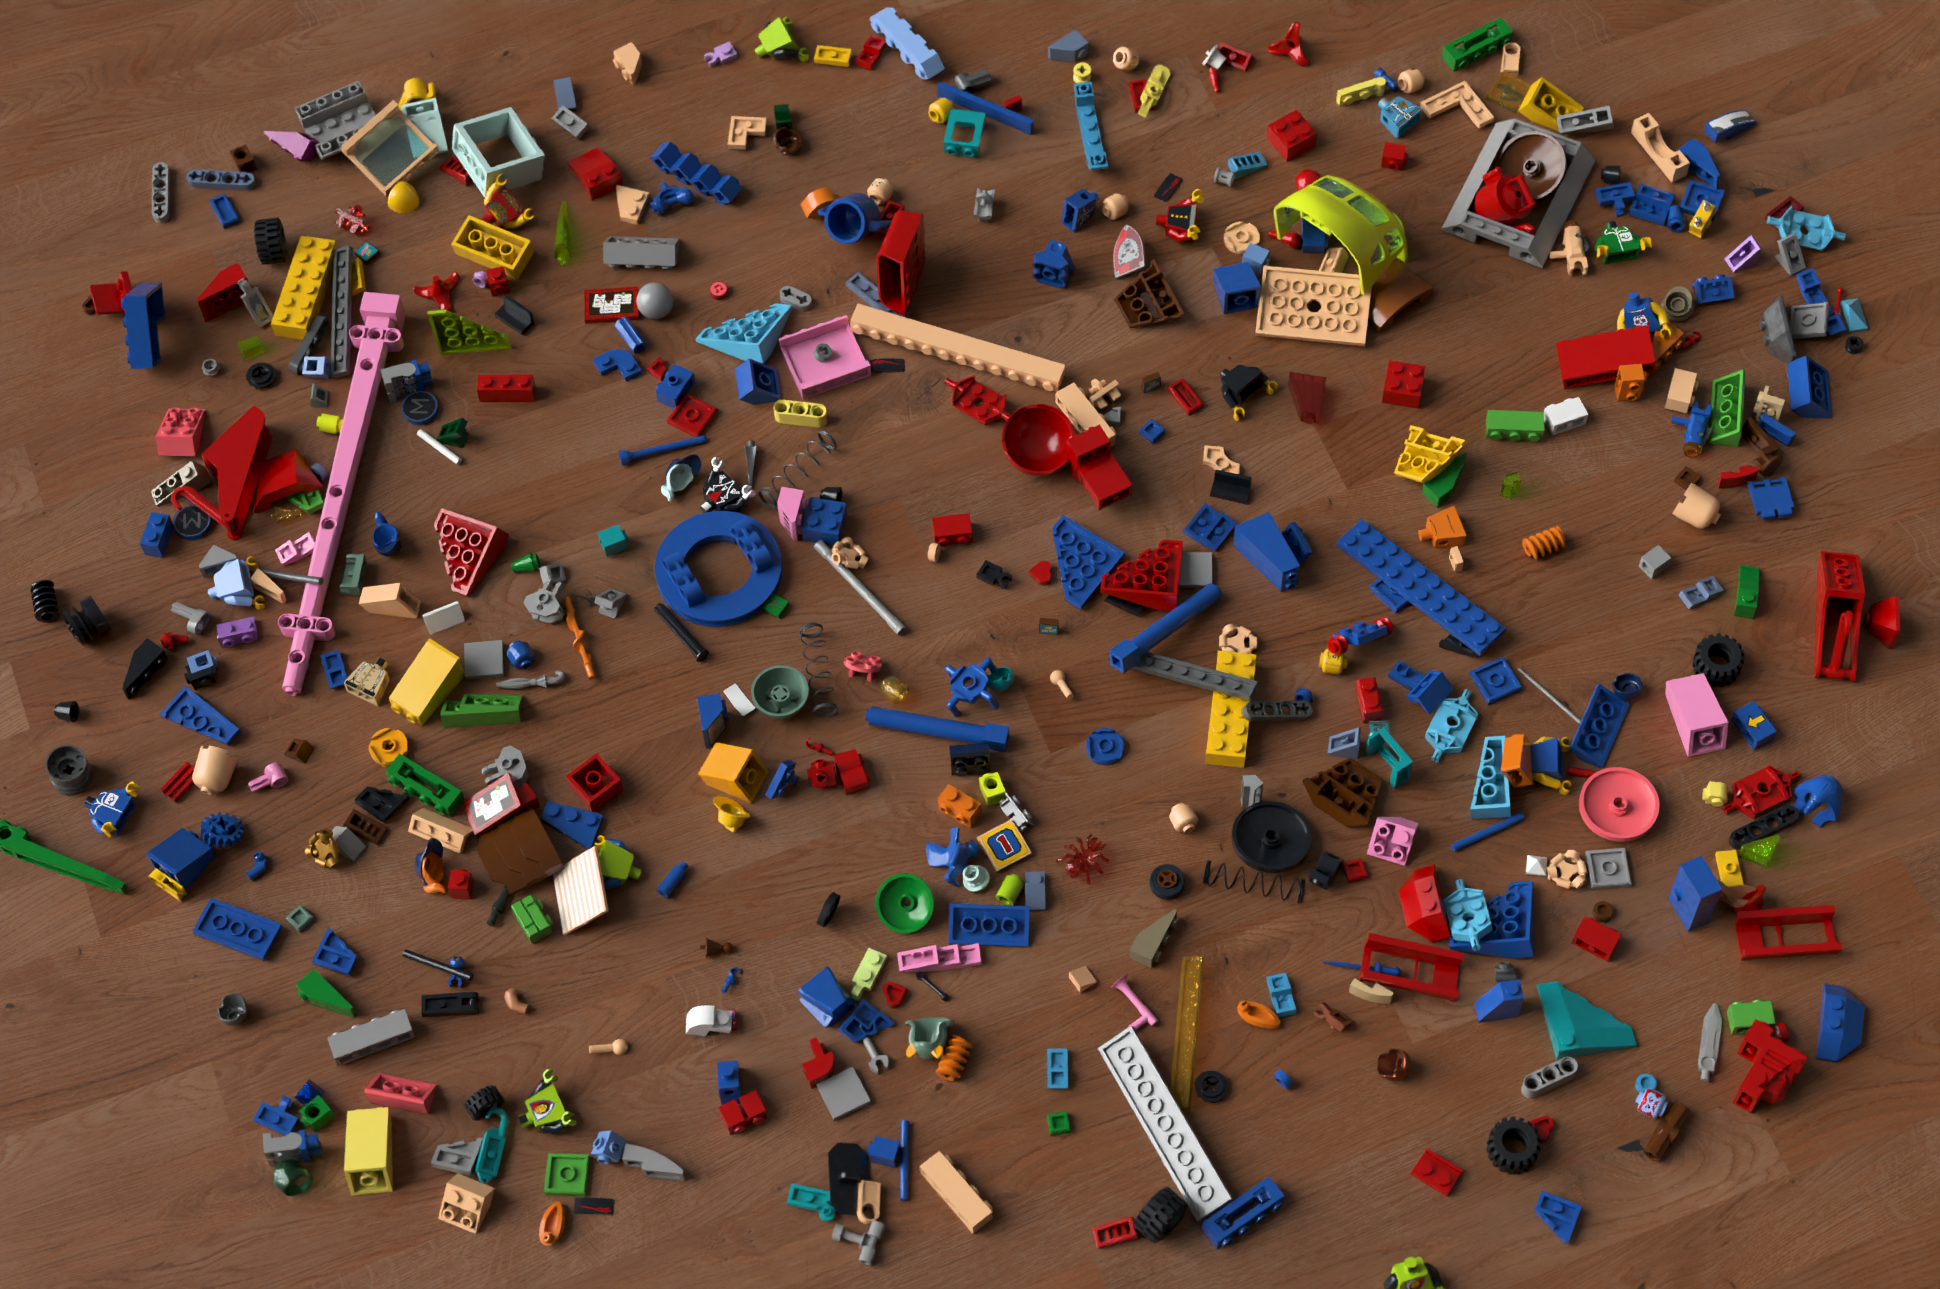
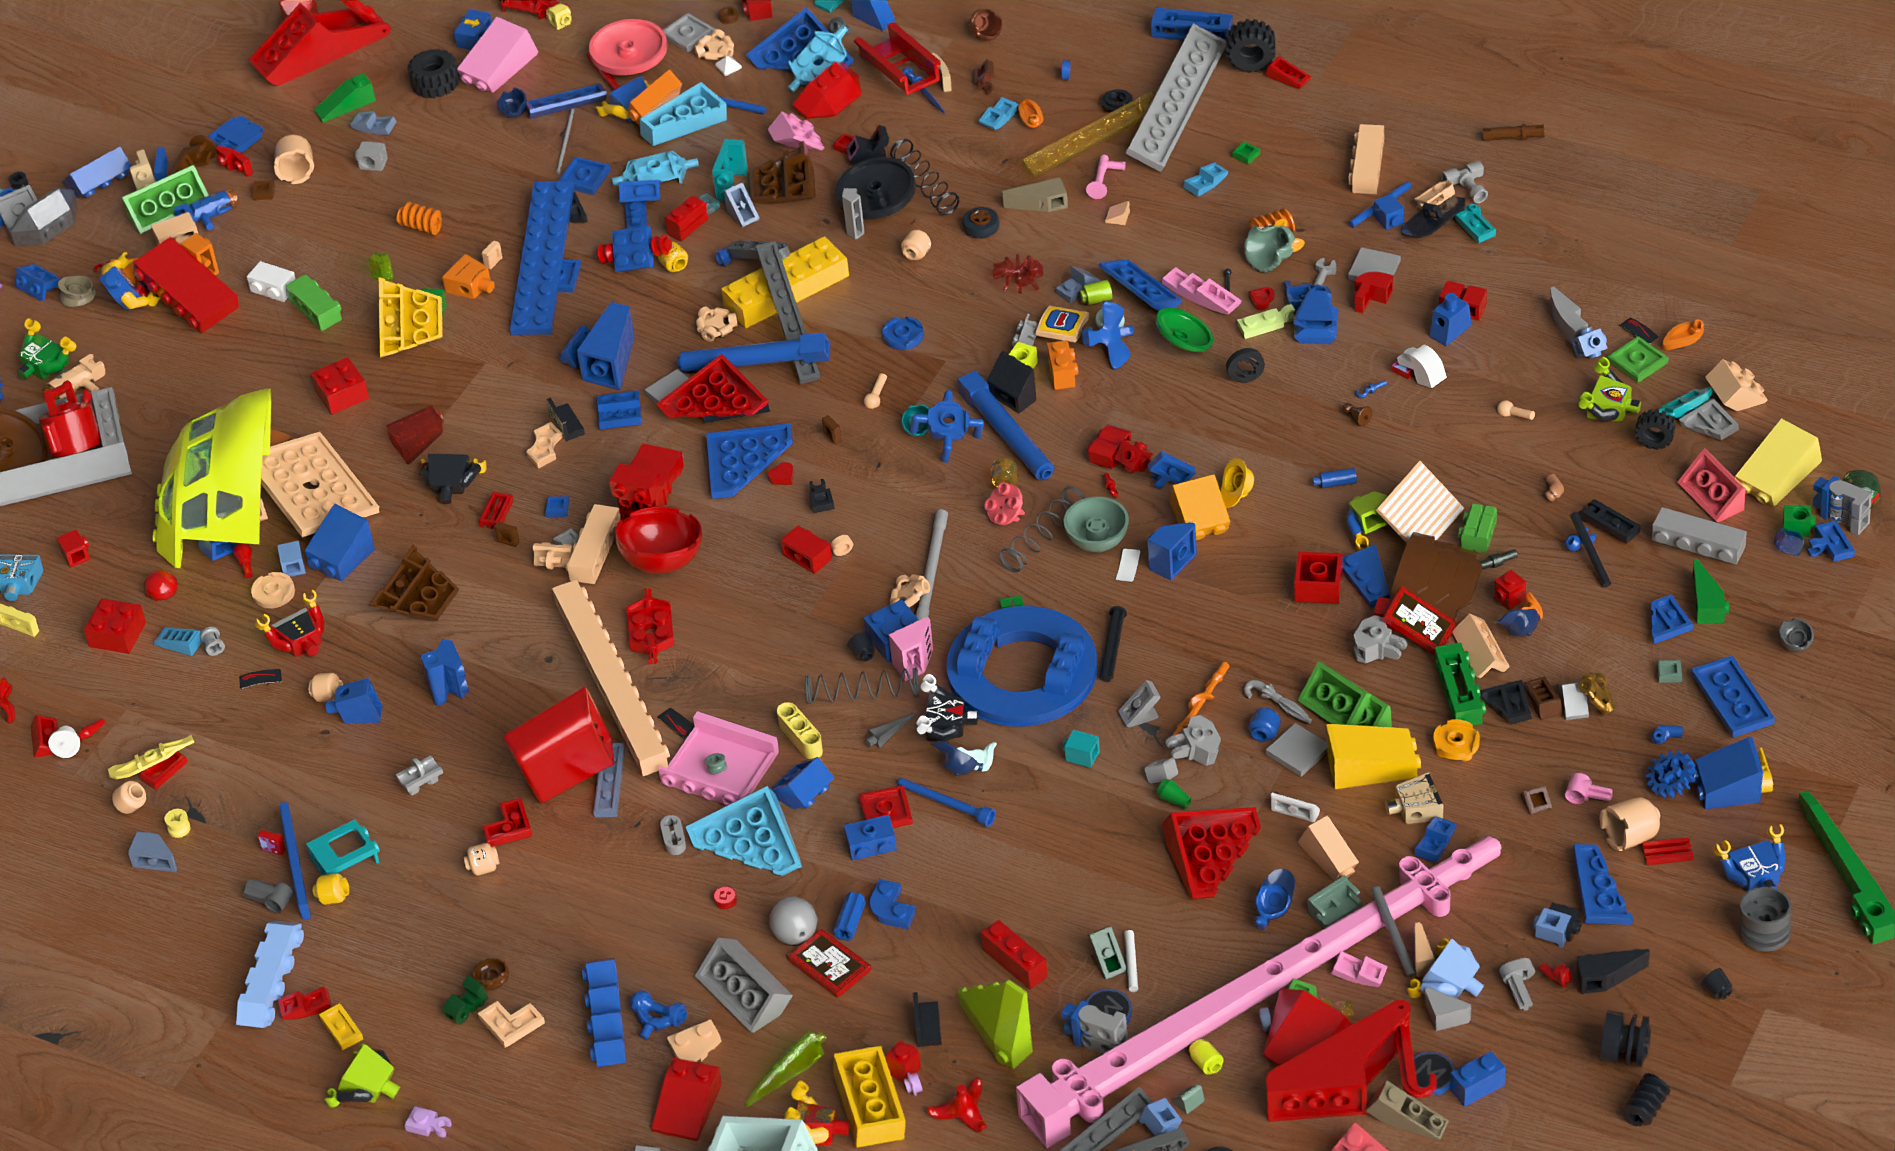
camera: 130 degrees left, 15 degrees down
(237, 632) = (1490, 936): medium lavender bracket -> none
(657, 369) = (863, 873): red tile -> none
(817, 200) = (544, 886): orange brick -> none
(844, 222) = (542, 834): blue piece -> none
(1089, 127) = (285, 730): dark azure slope -> none
(1128, 252) = (374, 637): shield -> none

